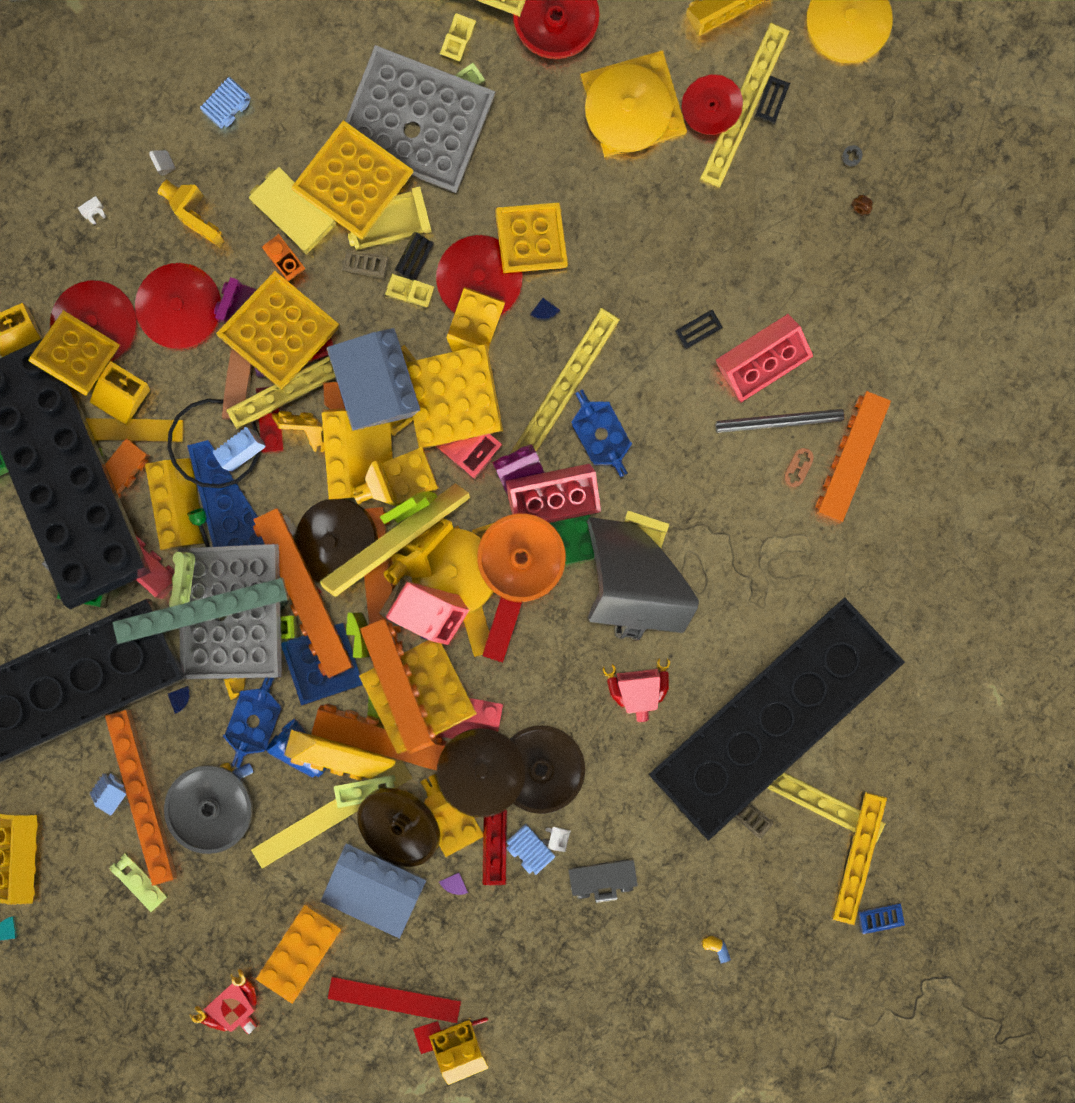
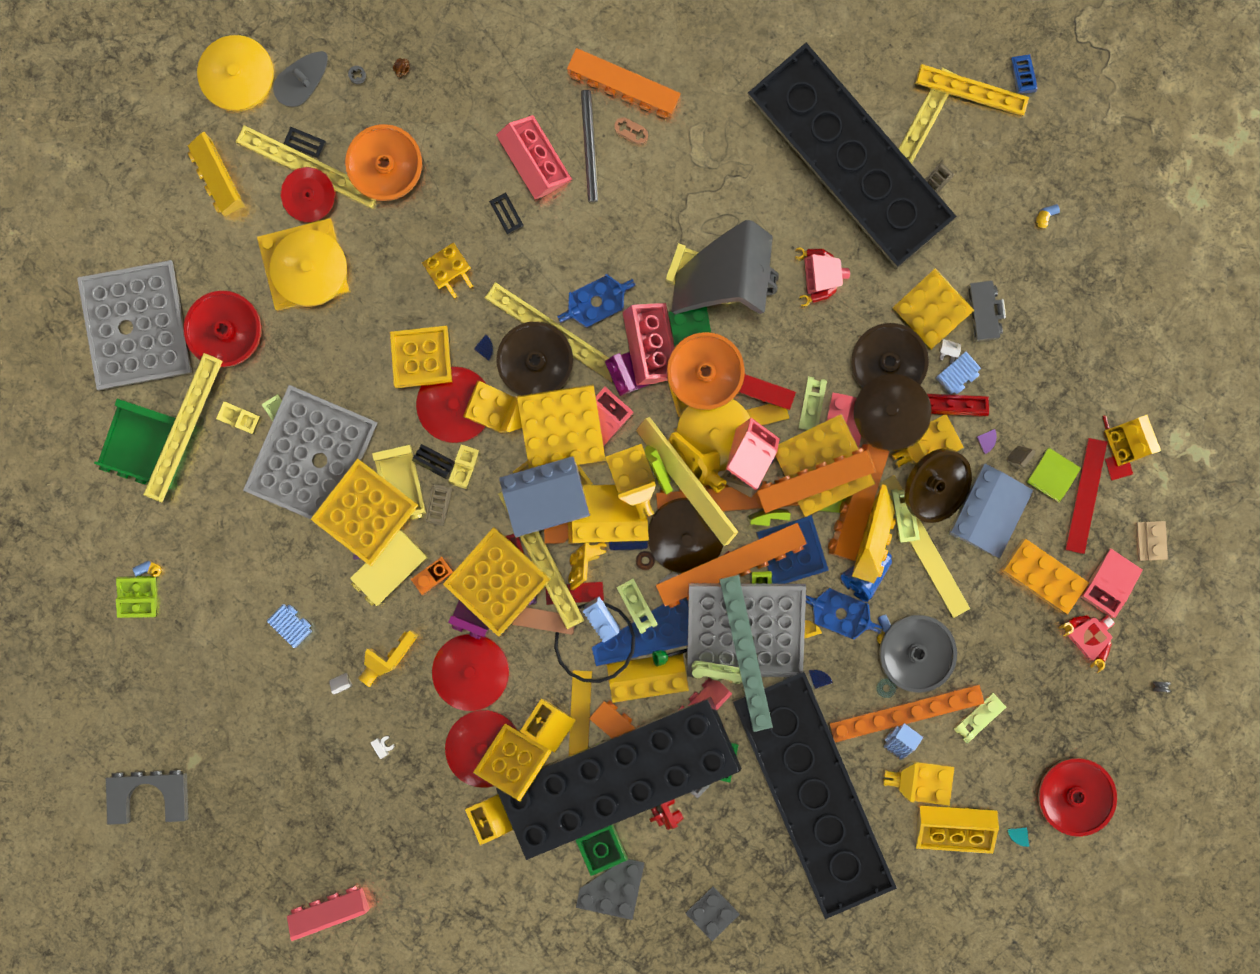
camera: 90 degrees left, 0 degrees up
(17, 533) = (663, 816): none -> red hips
(49, 995) = (1077, 797): none -> red dish
(64, 818) = (923, 782): none -> yellow plate
(163, 774) = (881, 692): none -> clear light blue plate
(177, 1090) = (1162, 686): none -> dark grey bush
(256, 489) = (636, 605): none -> yellowish green plate
(293, 1030) = (1111, 583): none -> coral slope
(305, 491) = (639, 560): none -> reddish brown plate
(323, 485) = (635, 545): none -> clear blue tile
(344, 1076) = (1152, 540): none -> tan plate
(417, 961) = (1054, 474): none -> lime slope
(435, 922) = (1020, 457): none -> dark tan slope
(490, 682) = (812, 404): none -> yellowish green plate
(531, 365) = (534, 358): none -> dark brown dish
(603, 818) = (933, 308): none -> yellow plate
(636, 264) = (446, 266): none -> yellow plate
(751, 188) = (383, 162): none -> orange dish
(844, 92) = (300, 79): none -> dark grey shield

